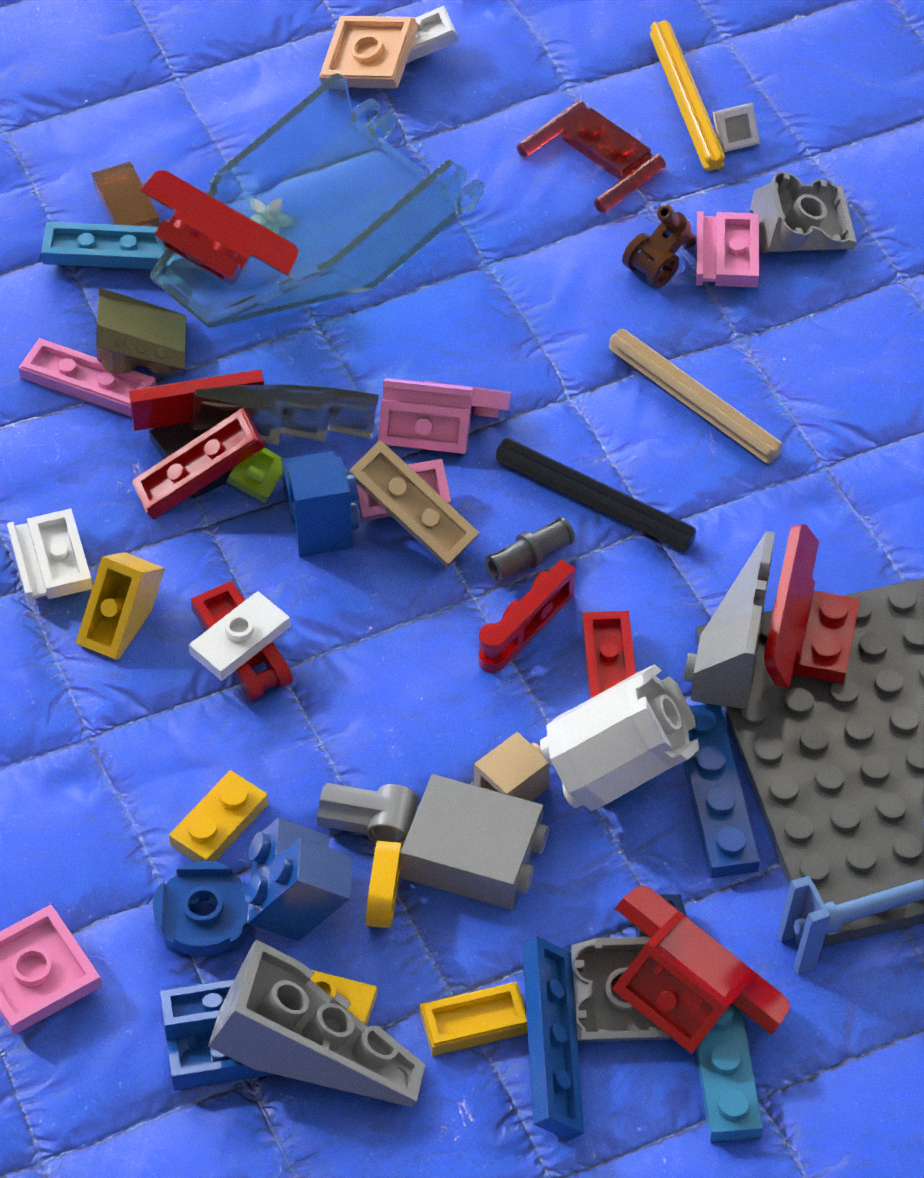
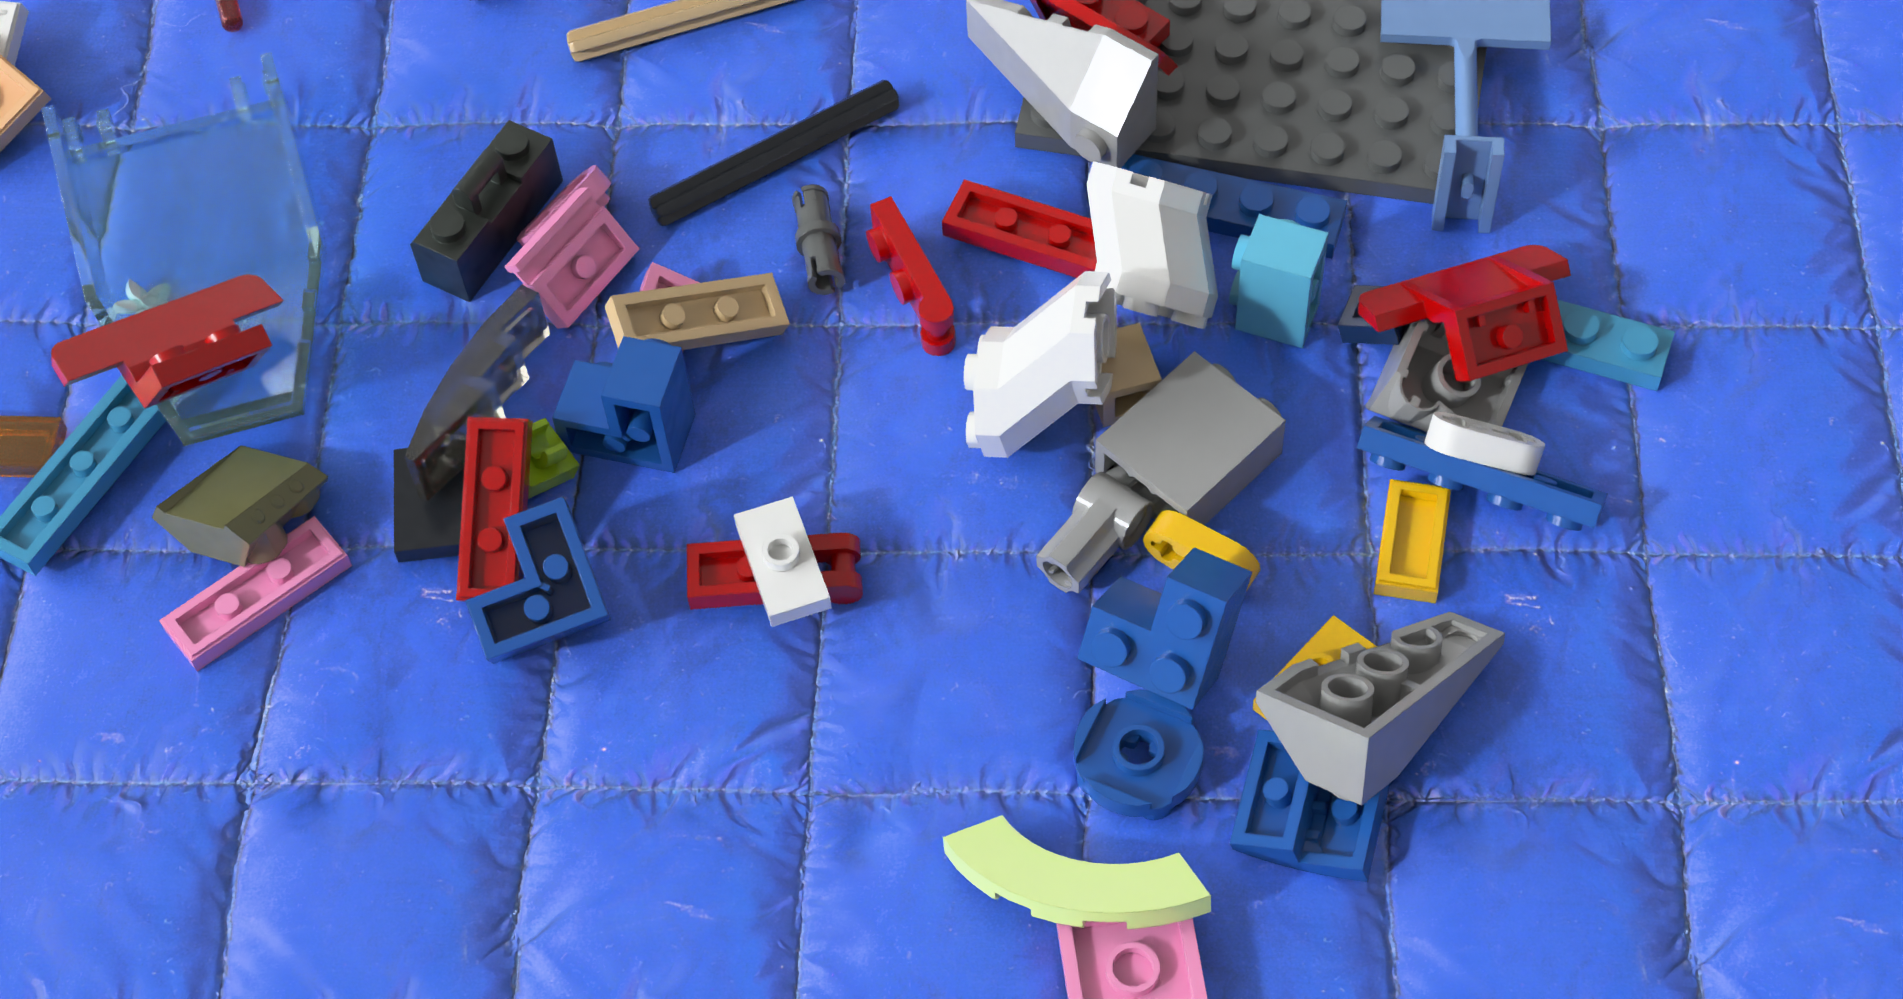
camera: 60 degrees left, 5 degrees up
(50, 556) = (518, 731): white plate -> none
(70, 907) = (1075, 890): none -> yellowish green tile
(119, 603) = (645, 678): yellow slope -> none
(156, 516) = (555, 595): none -> blue brick
(174, 402) = (391, 484): red tile -> none
(218, 818) = (1013, 694): yellow plate -> none
(440, 351) = (487, 211): none -> pearl dark grey piece
(464, 710) = (1042, 366): none -> white brick
(567, 1023) = (1484, 443): none -> white beam
(639, 834) = (1278, 279): none -> medium azure brick

